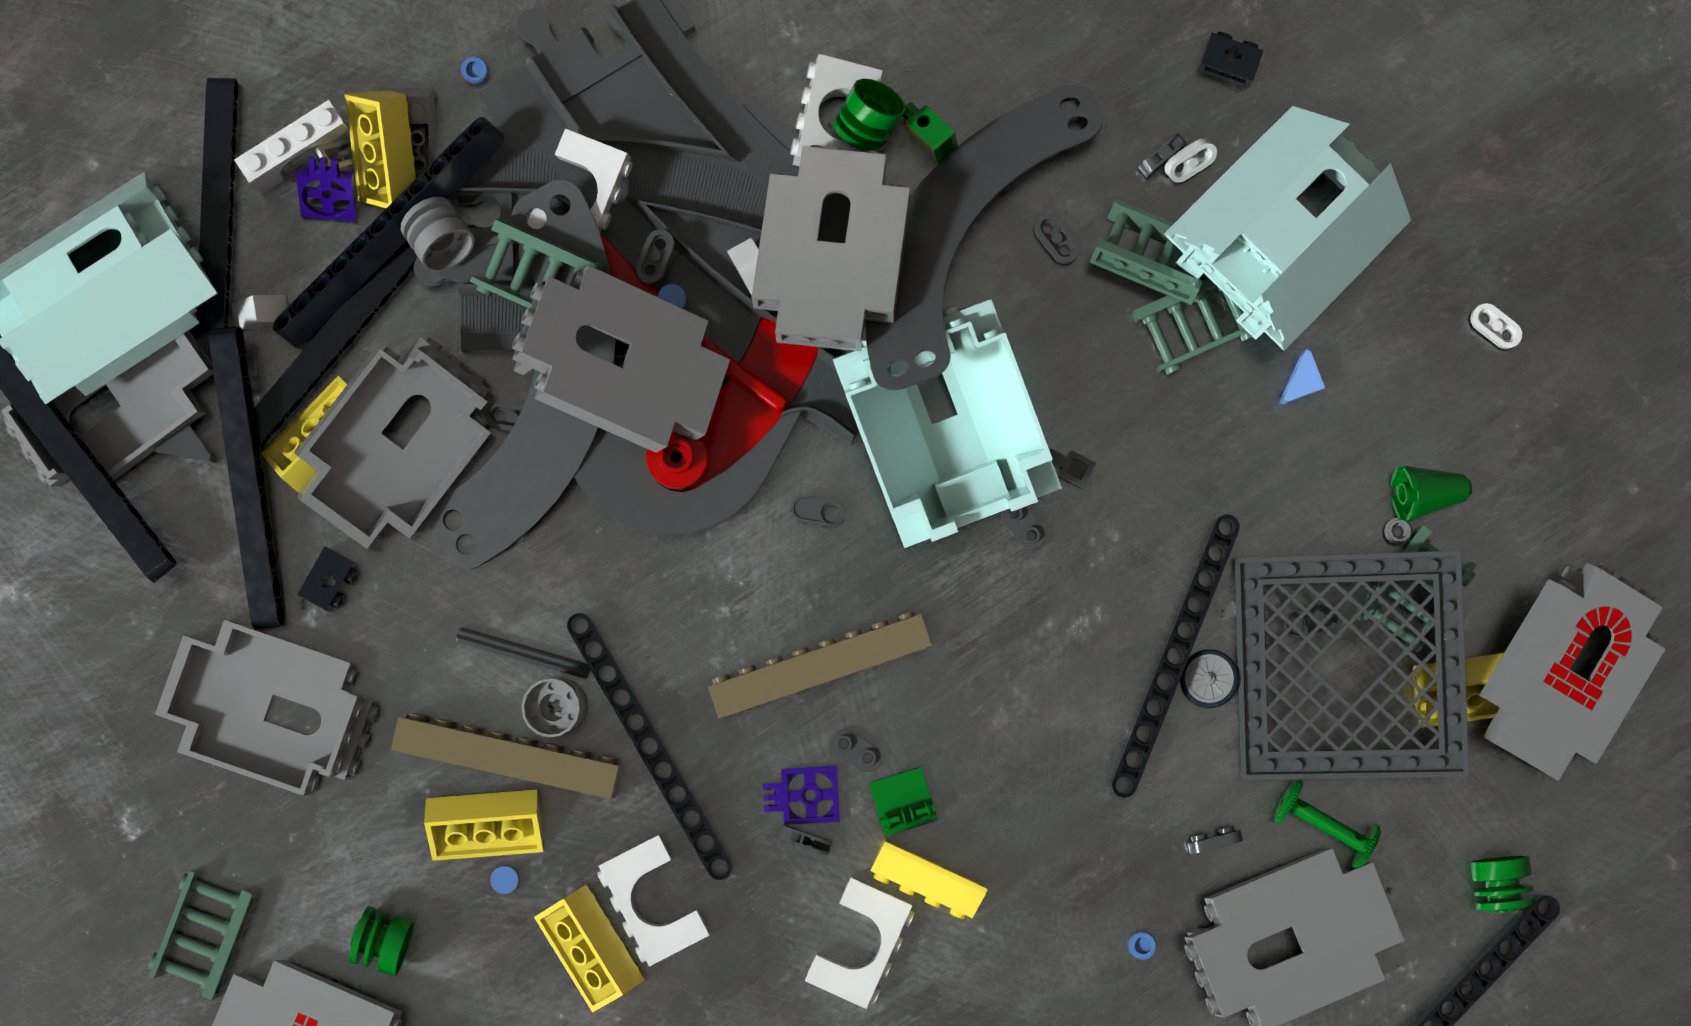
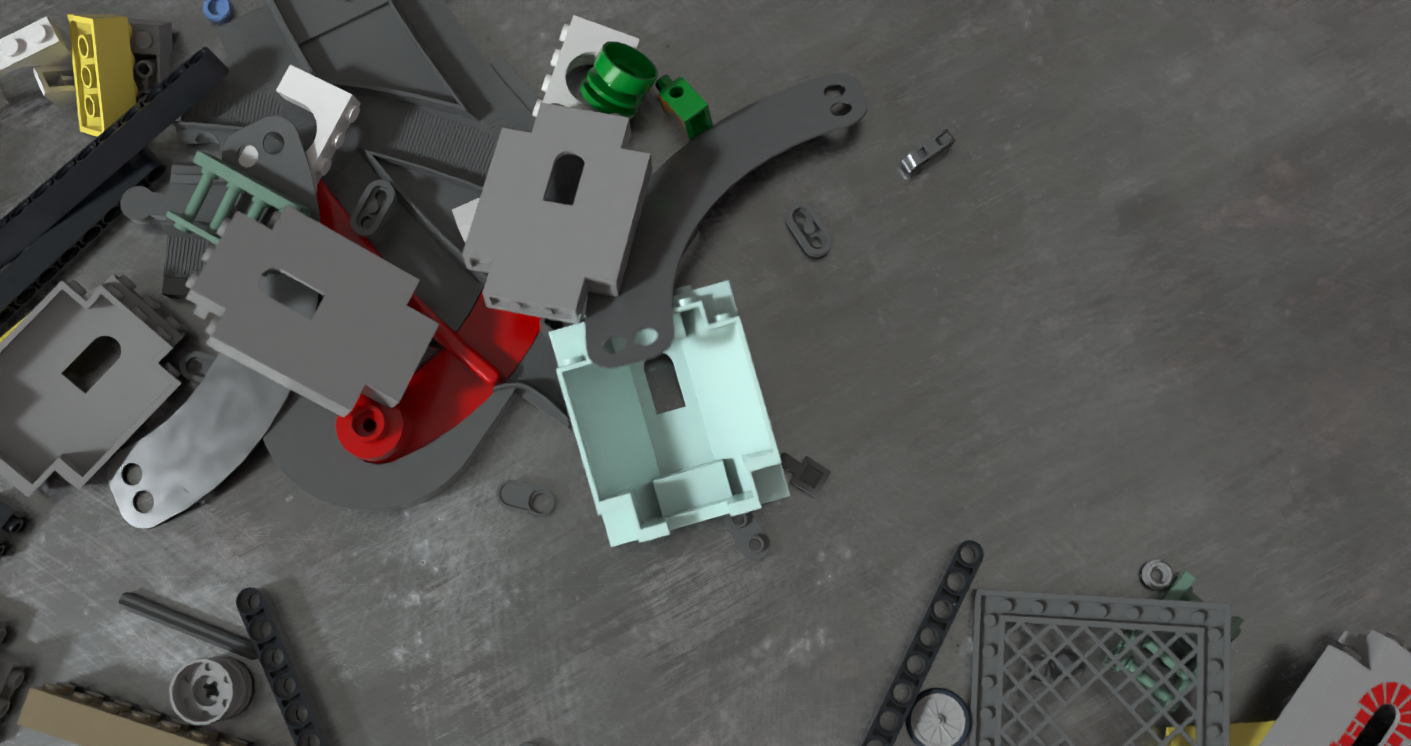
camera: 10 degrees right, 5 degrees down
(326, 175) = (42, 95): dark purple piece -> none
(437, 234) = (142, 165): light grey wheel -> none
(673, 294) = (389, 251): medium blue tile -> none
(819, 666) = (503, 671): dark tan brick -> none
(1136, 266) = (901, 268): sand green fence -> none
(1150, 317) = (957, 299): sand green fence -> none
(1190, 160) = (957, 159): white plate -> none
(1216, 58) = (993, 58): black brick -> none
(1268, 247) = (1041, 253): light aqua panel -> none
(1304, 379) = (1065, 400): light blue slope -> none
(1427, 491) = (1191, 533): green cone -> none
(1496, 325) = (1277, 358): white plate -> none

